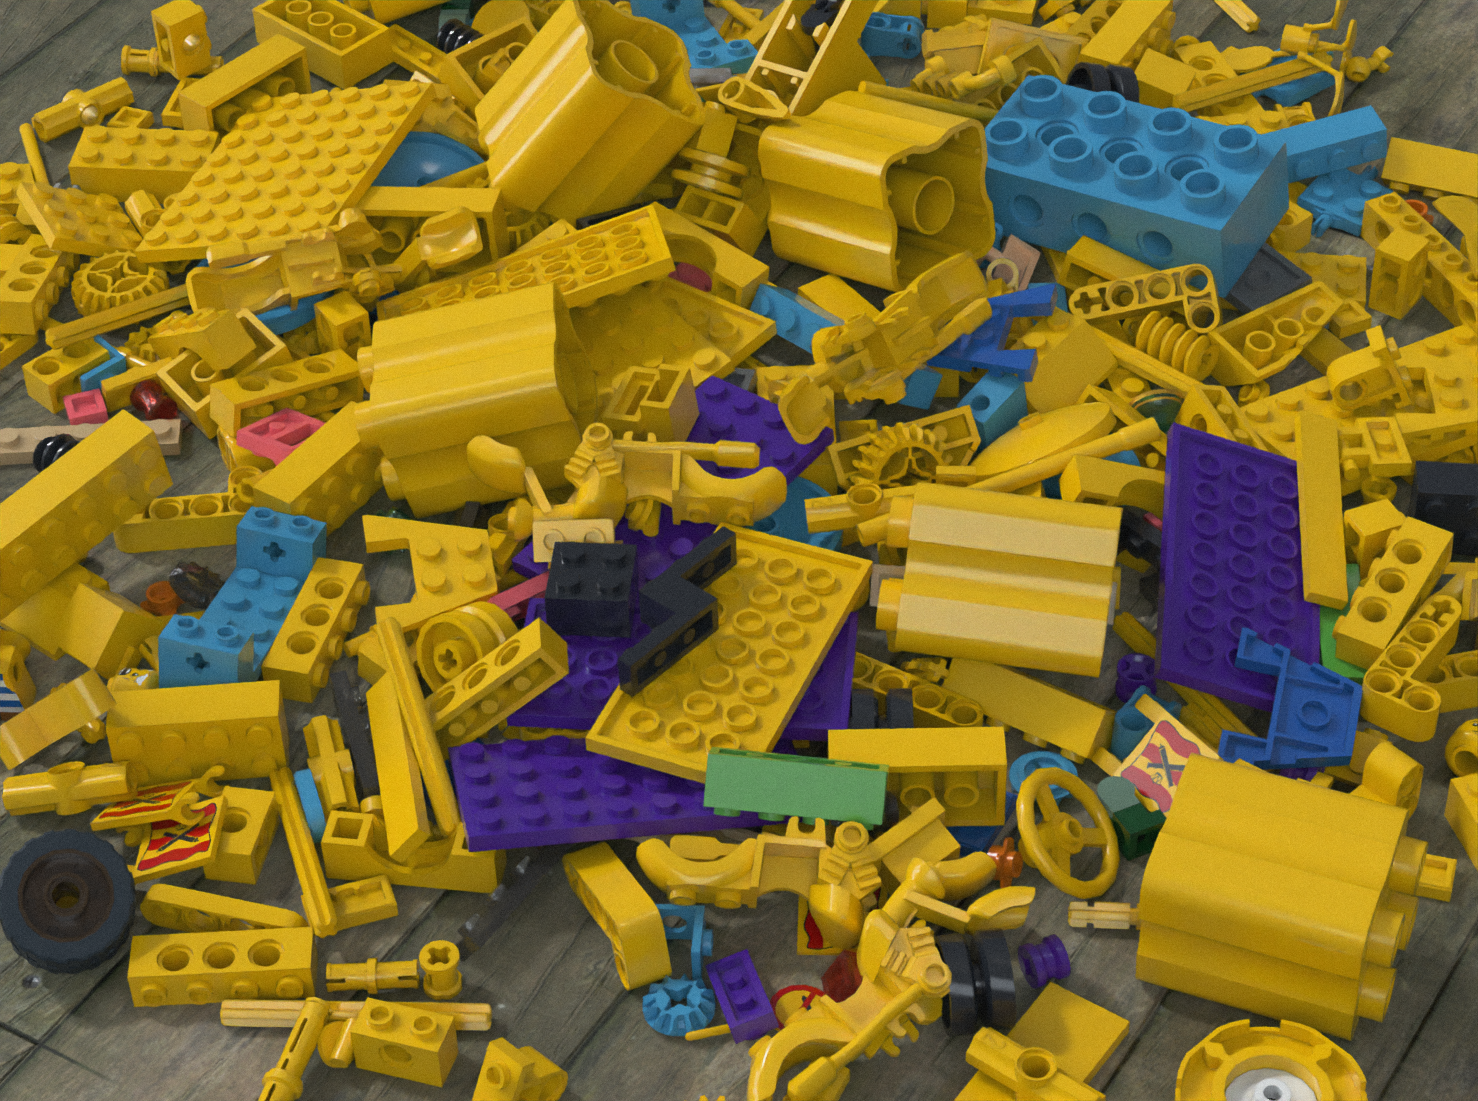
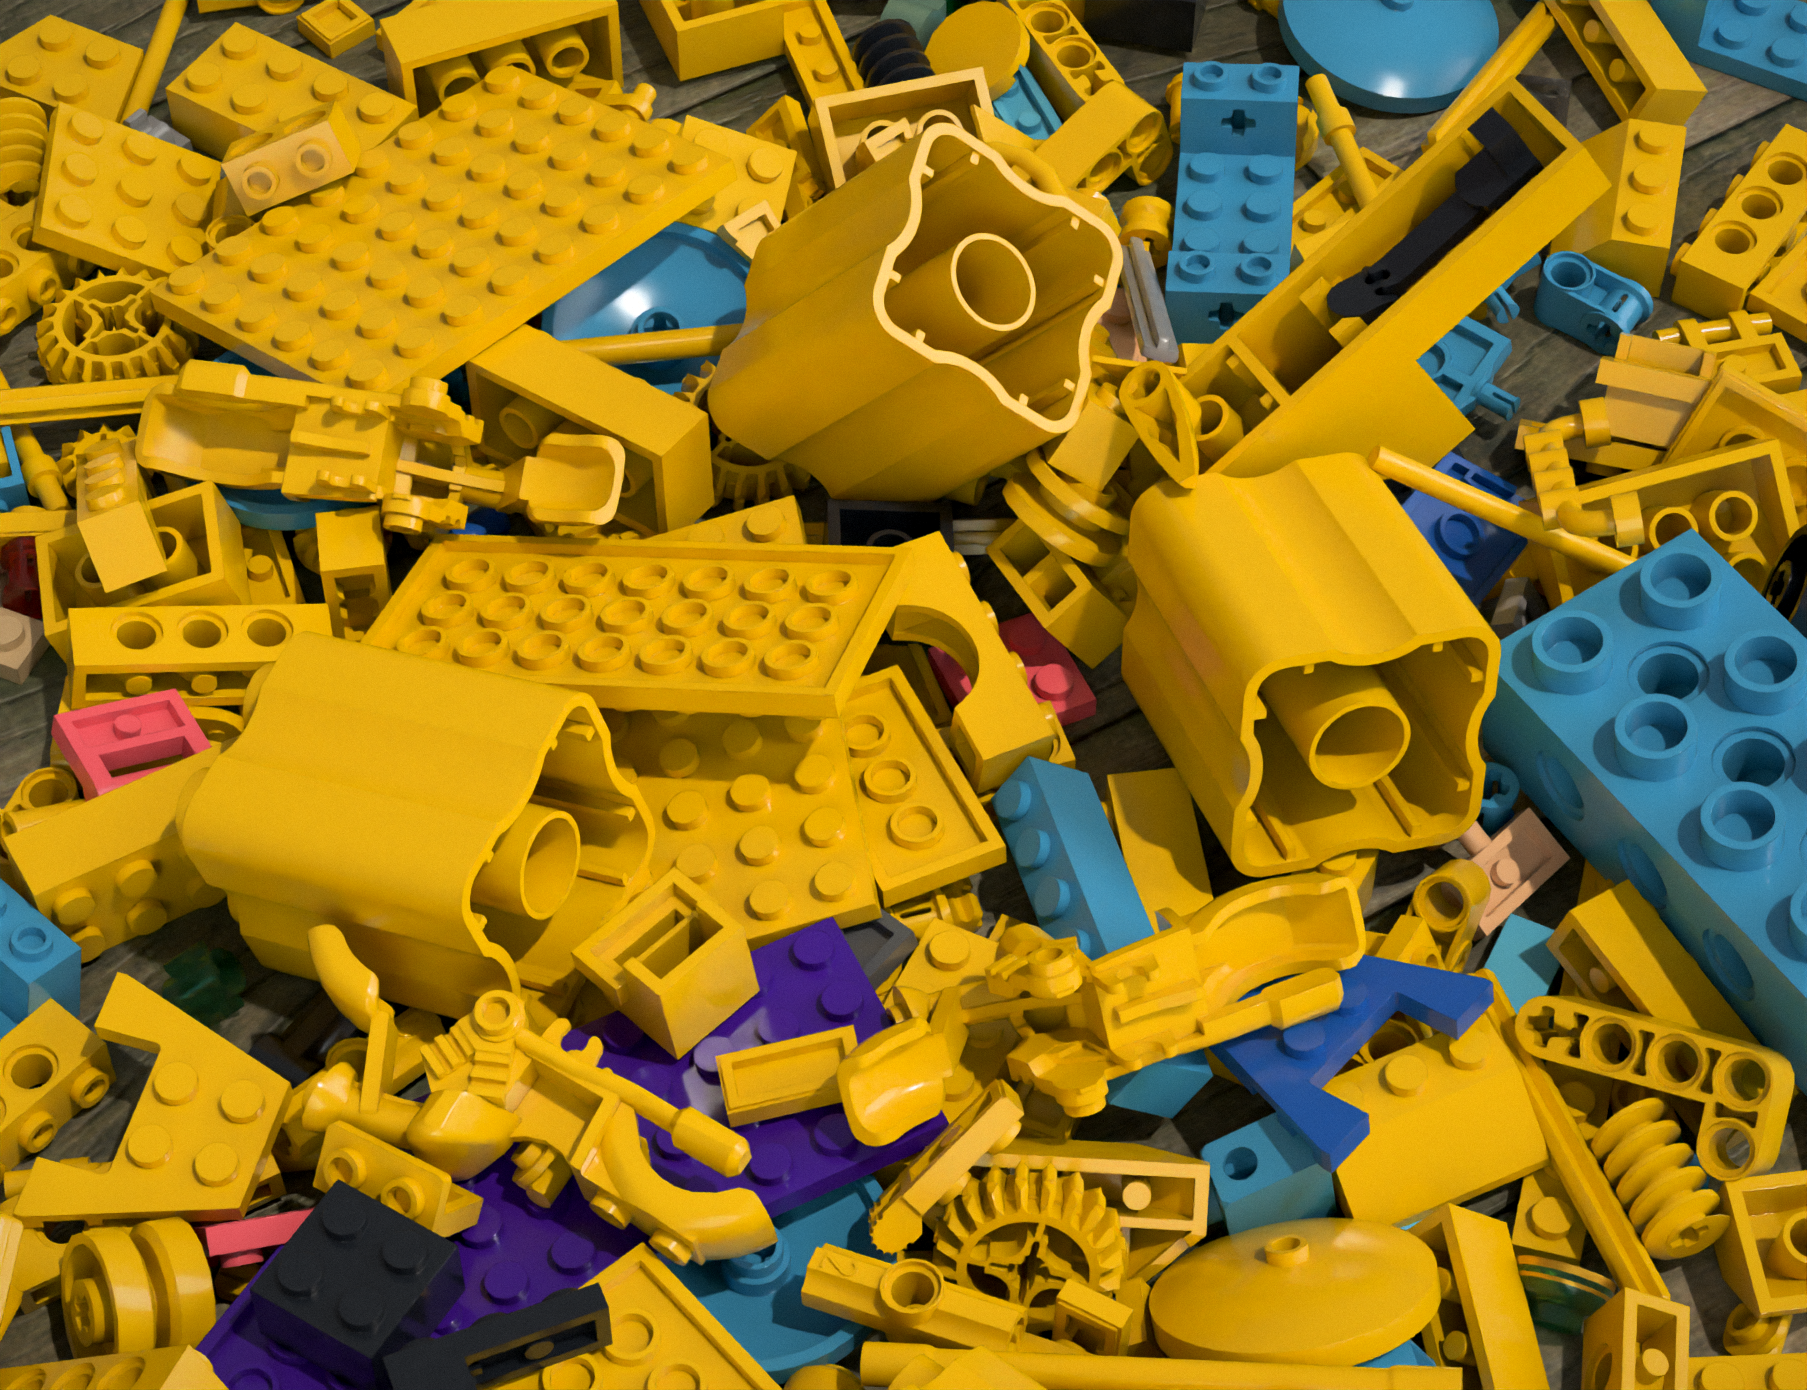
camera: 25 degrees right, 10 degrees up
(175, 165) = (291, 157): none -> yellow brick
(756, 426) = (784, 1076): none -> yellow tile
(844, 444) = (943, 1166): none -> yellow hinge

